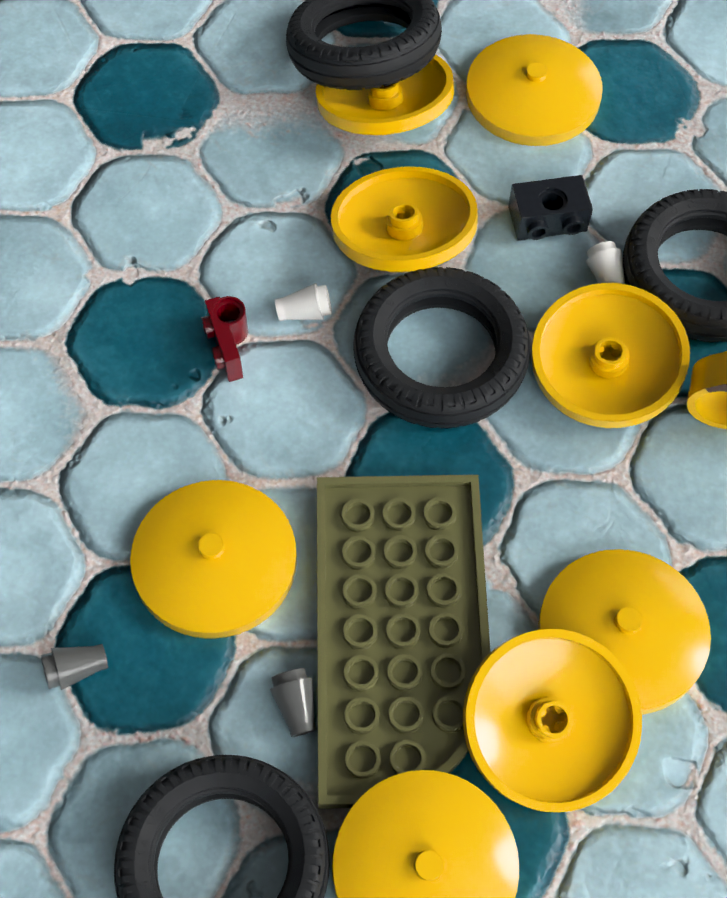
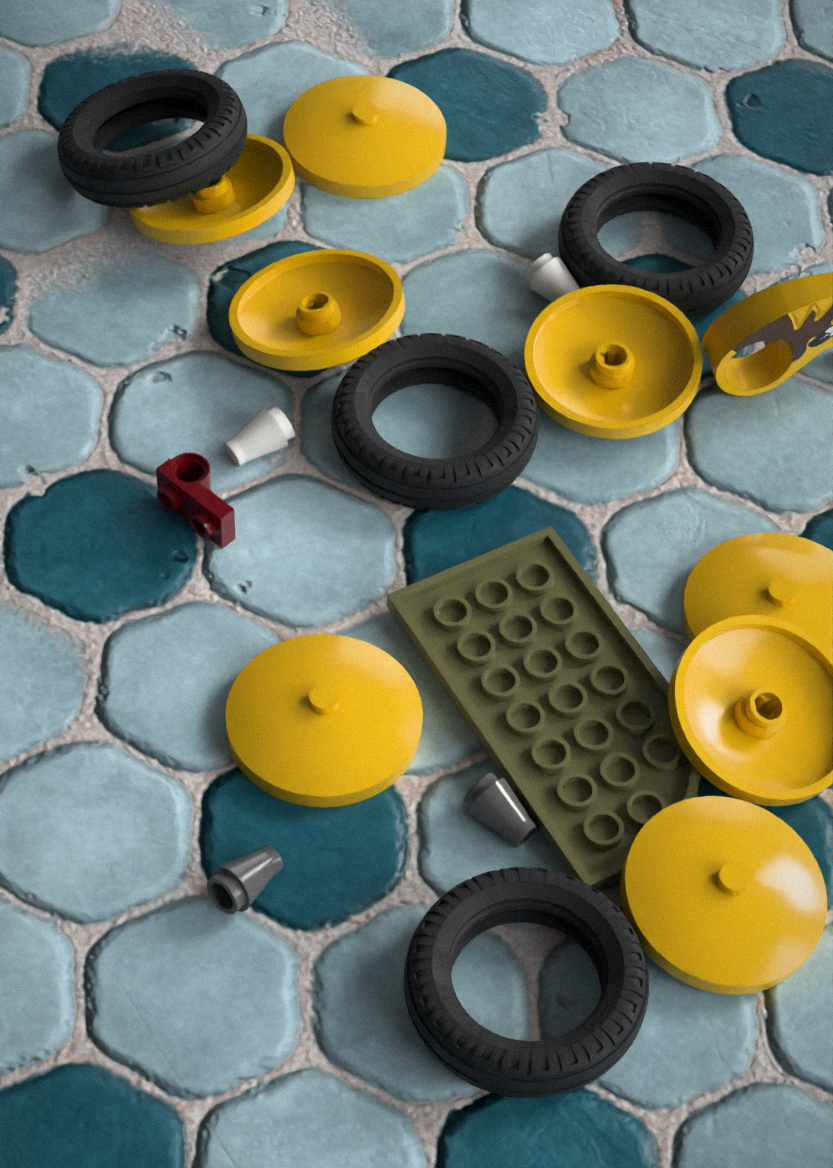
camera: 30 degrees left, 10 degrees down
(550, 207) = (460, 246): black brick -> none

